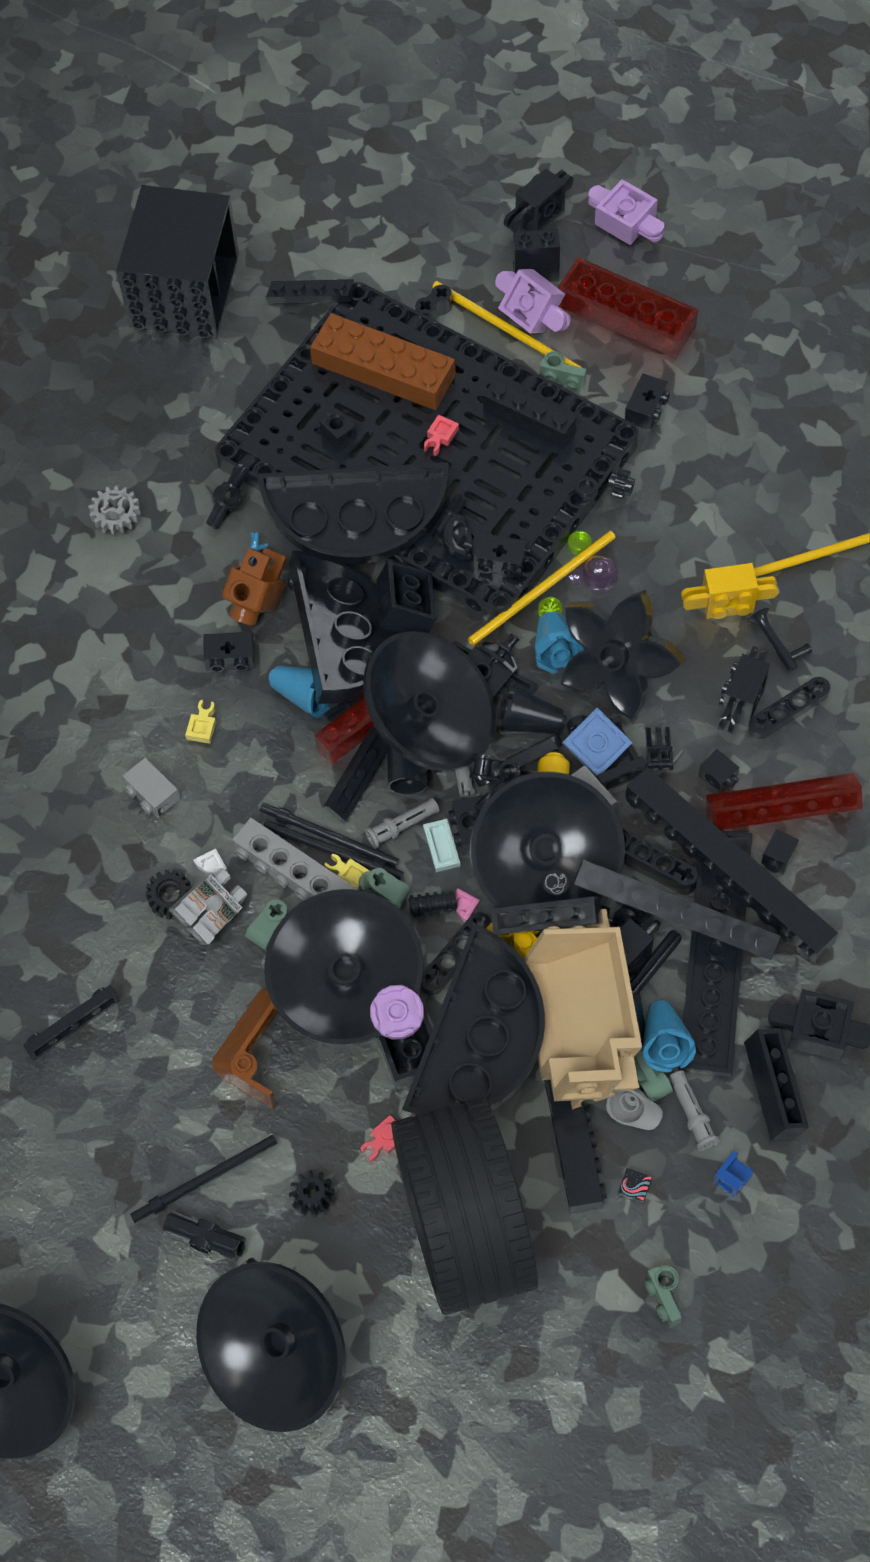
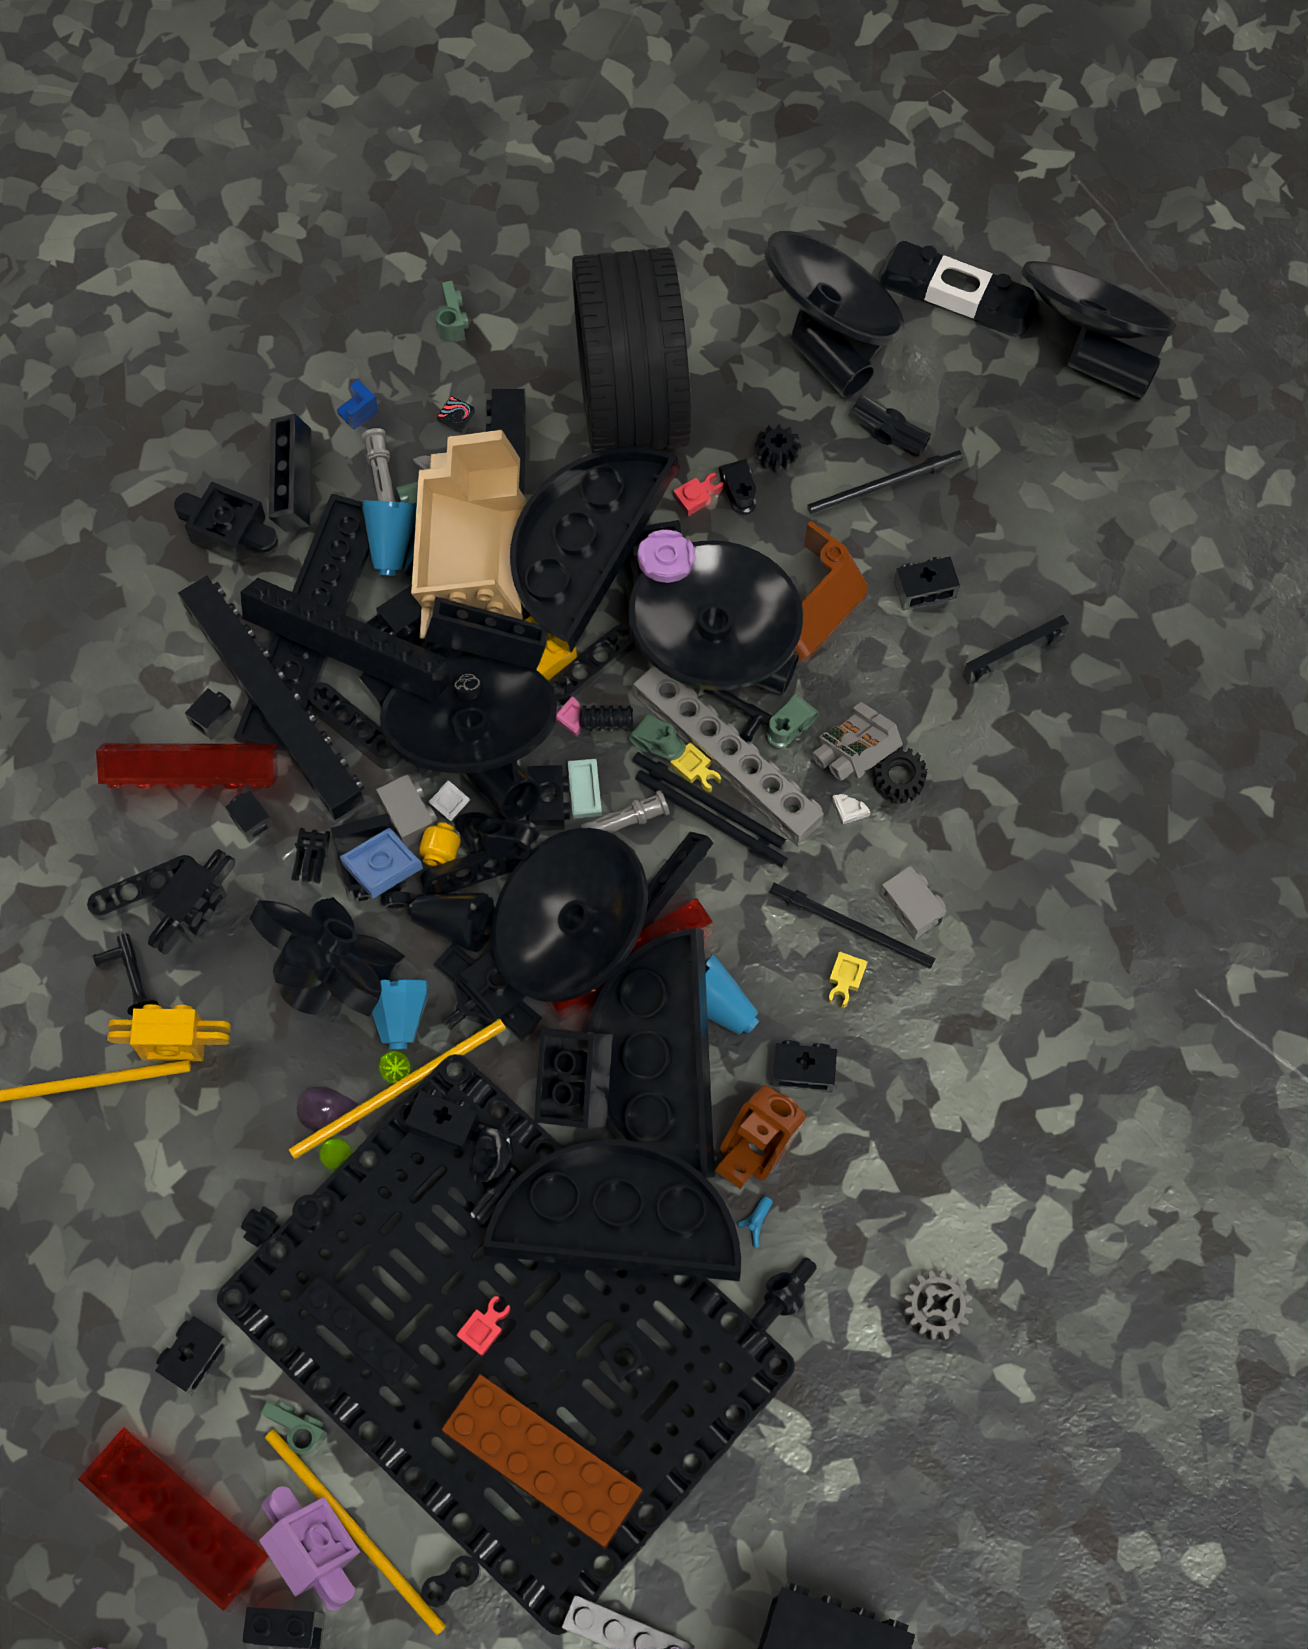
camera: 175 degrees left, 5 degrees up
(164, 1063) = (926, 582): none -> black brick
(186, 1430) = (996, 303): none -> black piece
(245, 779) = (799, 900): none -> black bar
(347, 1150) = (739, 486): none -> black piece

